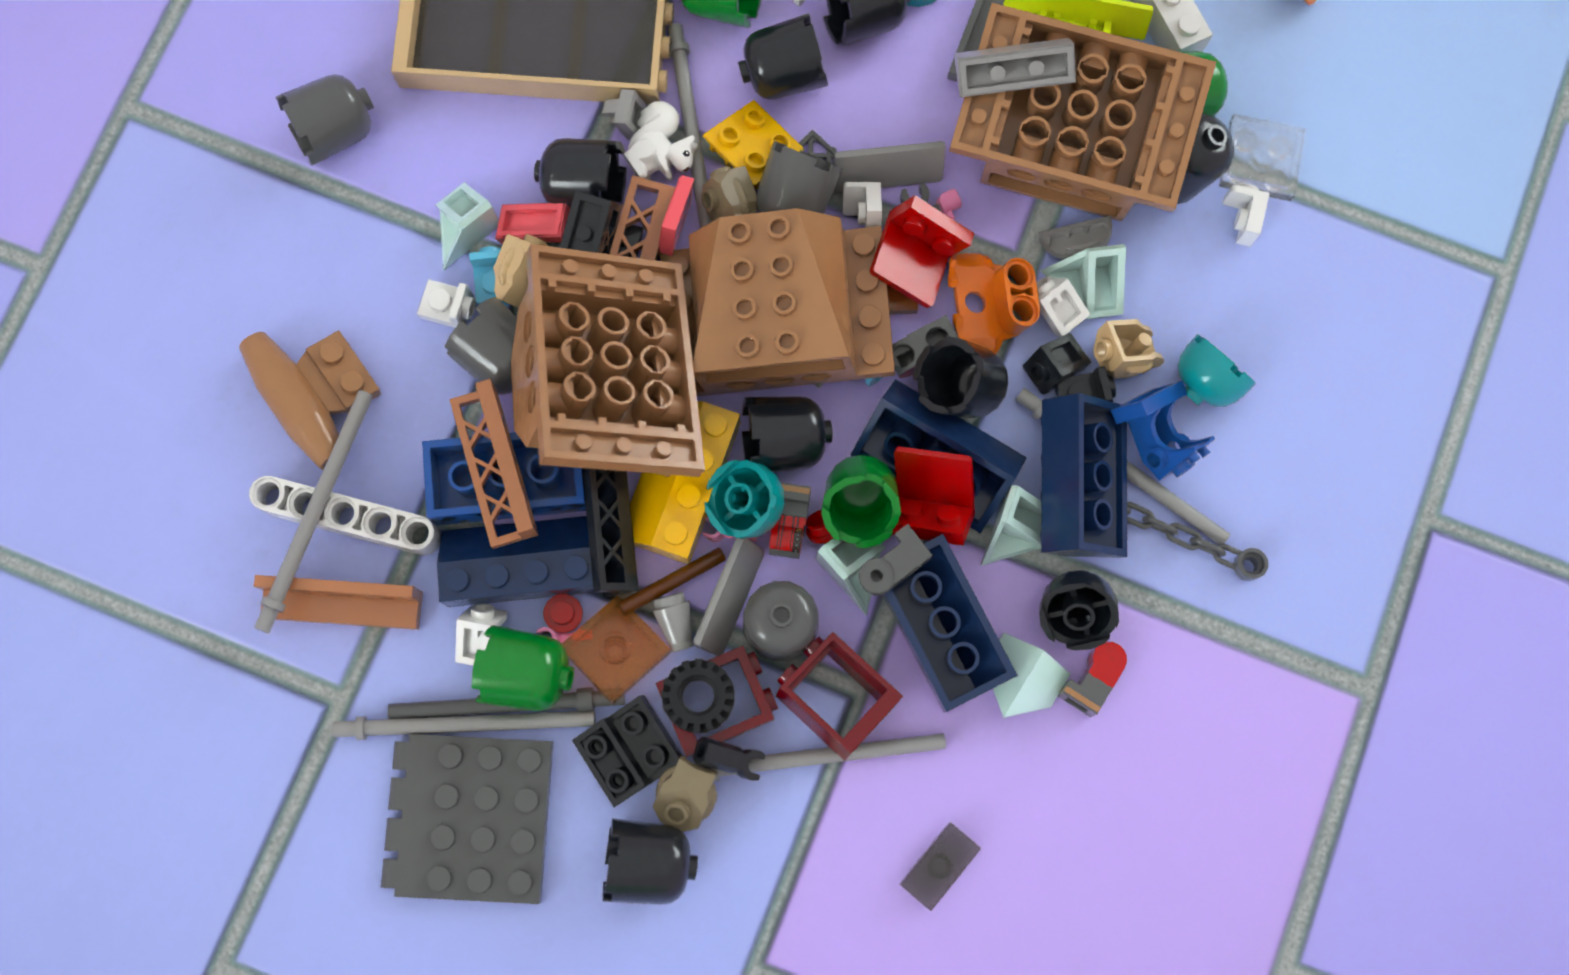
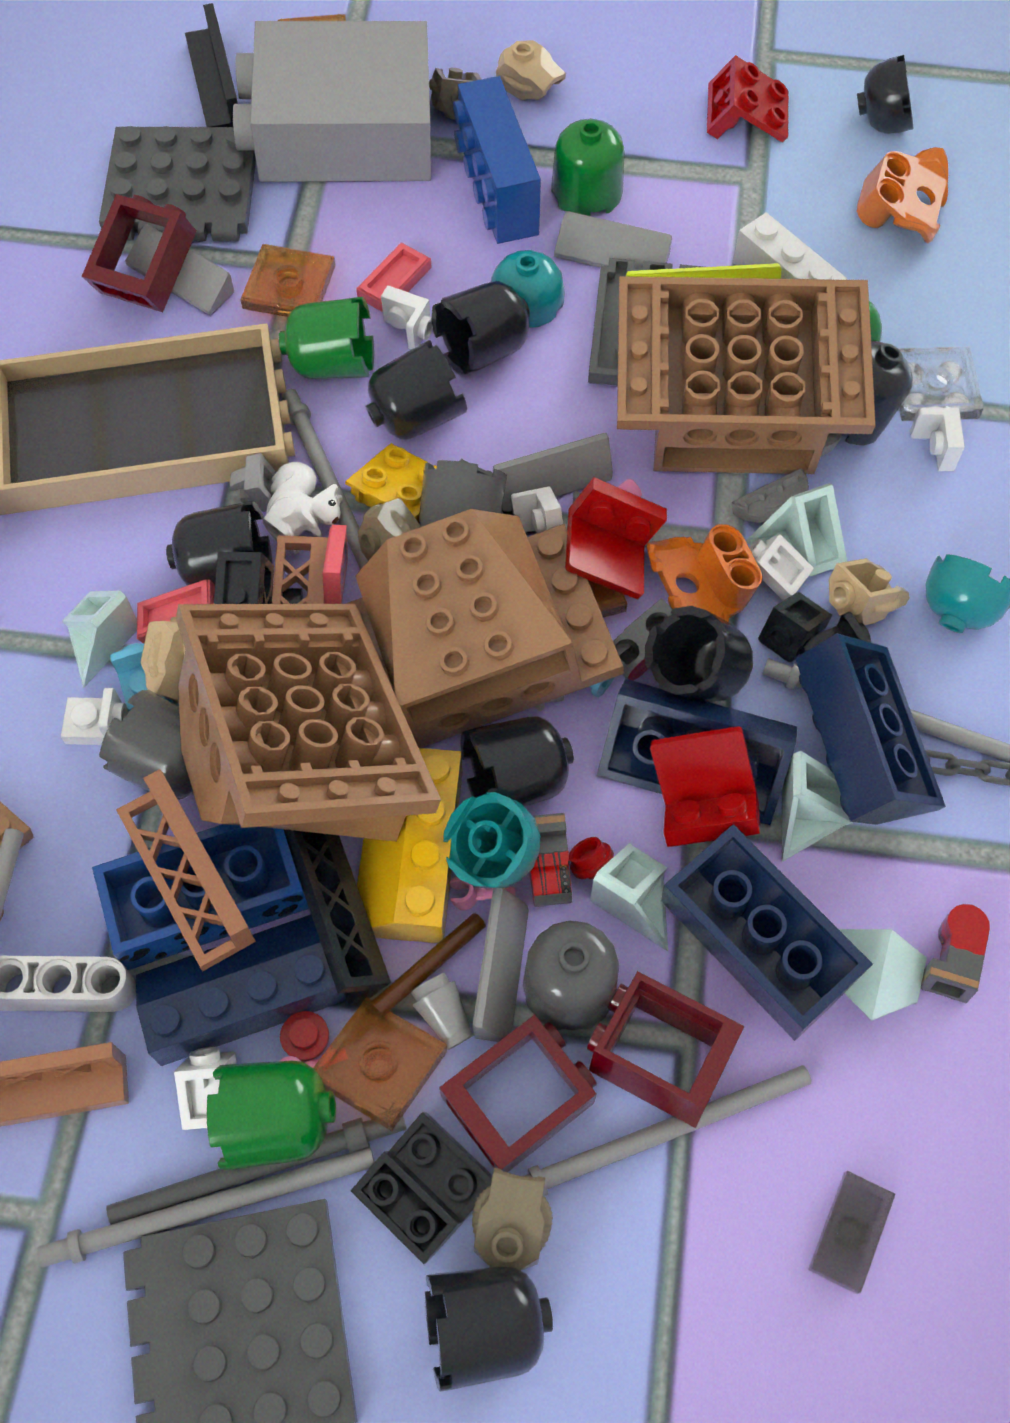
camera: 10 degrees left, 15 degrees down
(698, 671) = (503, 1118): black tyre -> none
(726, 757) = (551, 1157): black bar -> none
(861, 501) = (629, 813): green cylinder -> none
(883, 574) = (681, 881): dark grey leg -> none
(1015, 67) = (664, 329): light grey slope -> none
(1079, 610) = (915, 876): black cylinder -> none
(1155, 434) = (928, 671): blue tile -> none

